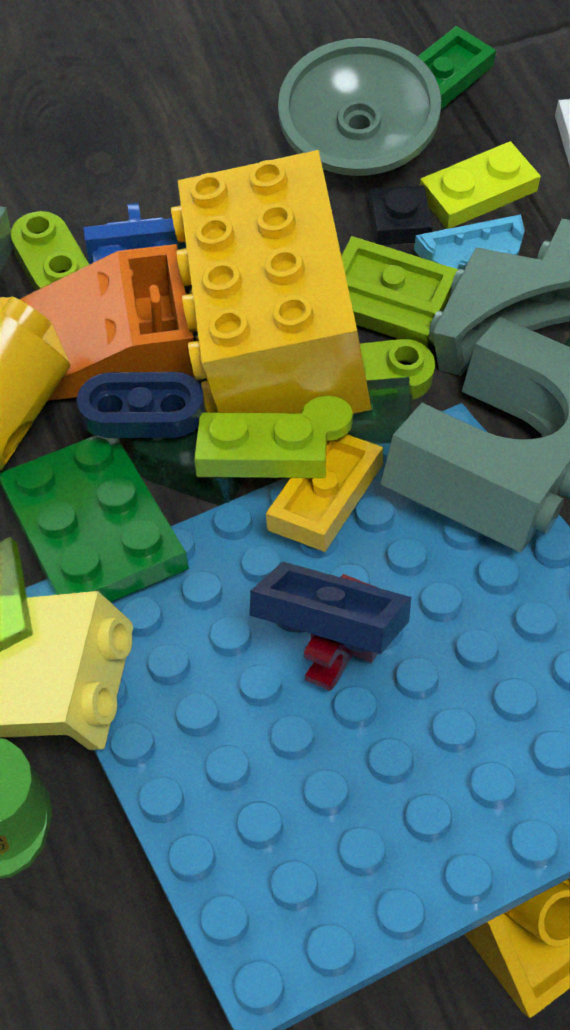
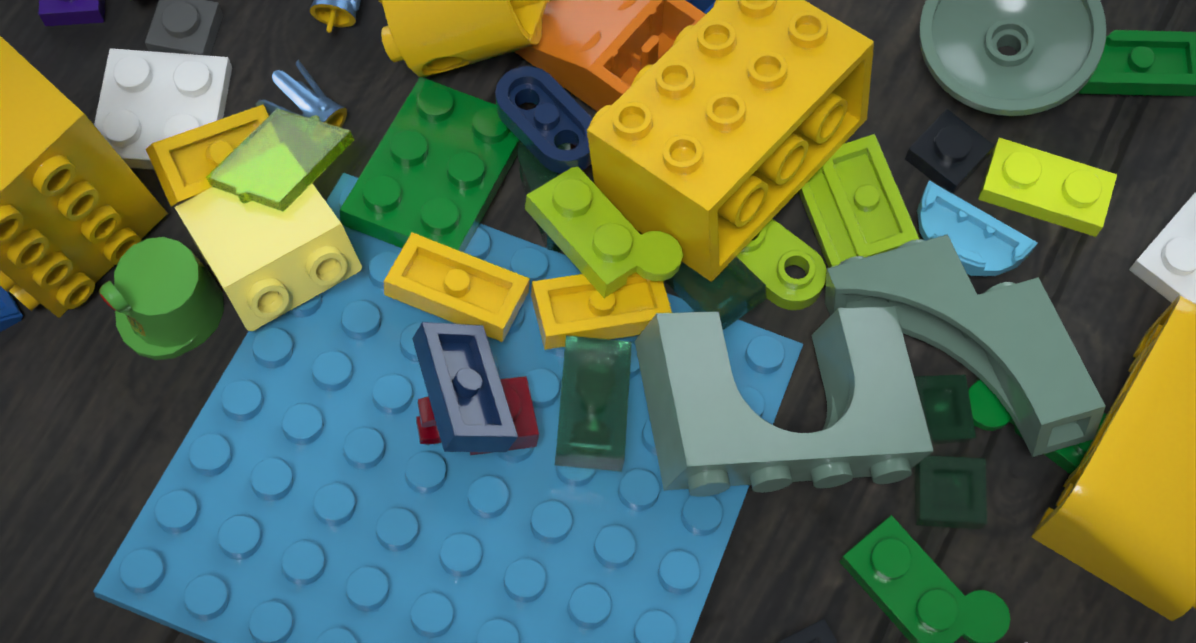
camera: 50 degrees right, 10 degrees up
(213, 569) = (456, 286): none -> yellow plate
(408, 546) = (593, 404): none -> clear green plate

